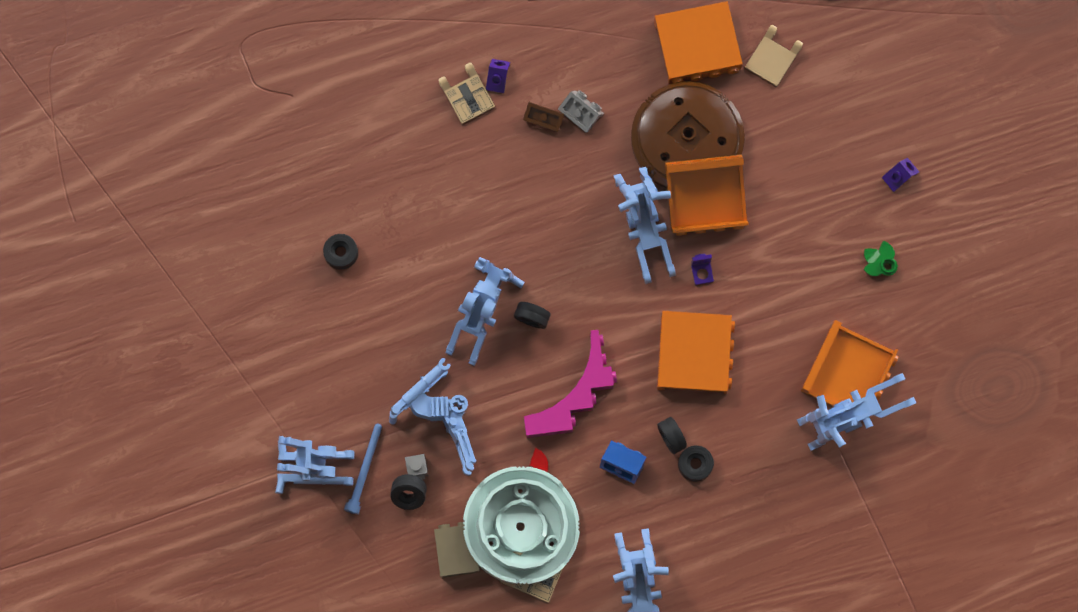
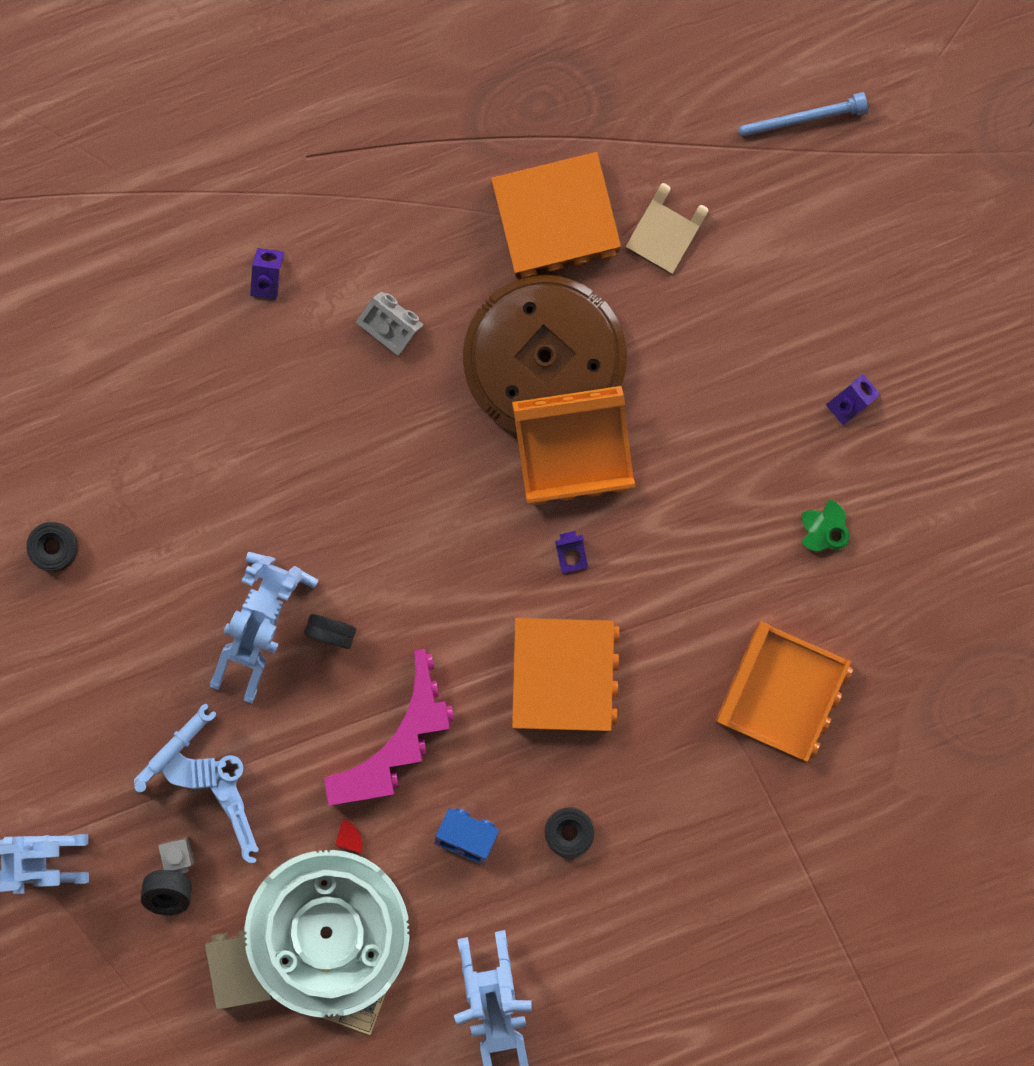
camera: 10 degrees left, 10 degrees up
(352, 505) = (90, 910): medium blue piece -> none
(468, 97) = (225, 308): tan flag -> none
(543, 116) = (335, 334): reddish brown plate -> none
(643, 217) = (483, 476): light blue piece -> none
(672, 435) = (534, 796): black tyre -> none
(848, 414) = (783, 760): light blue piece -> none

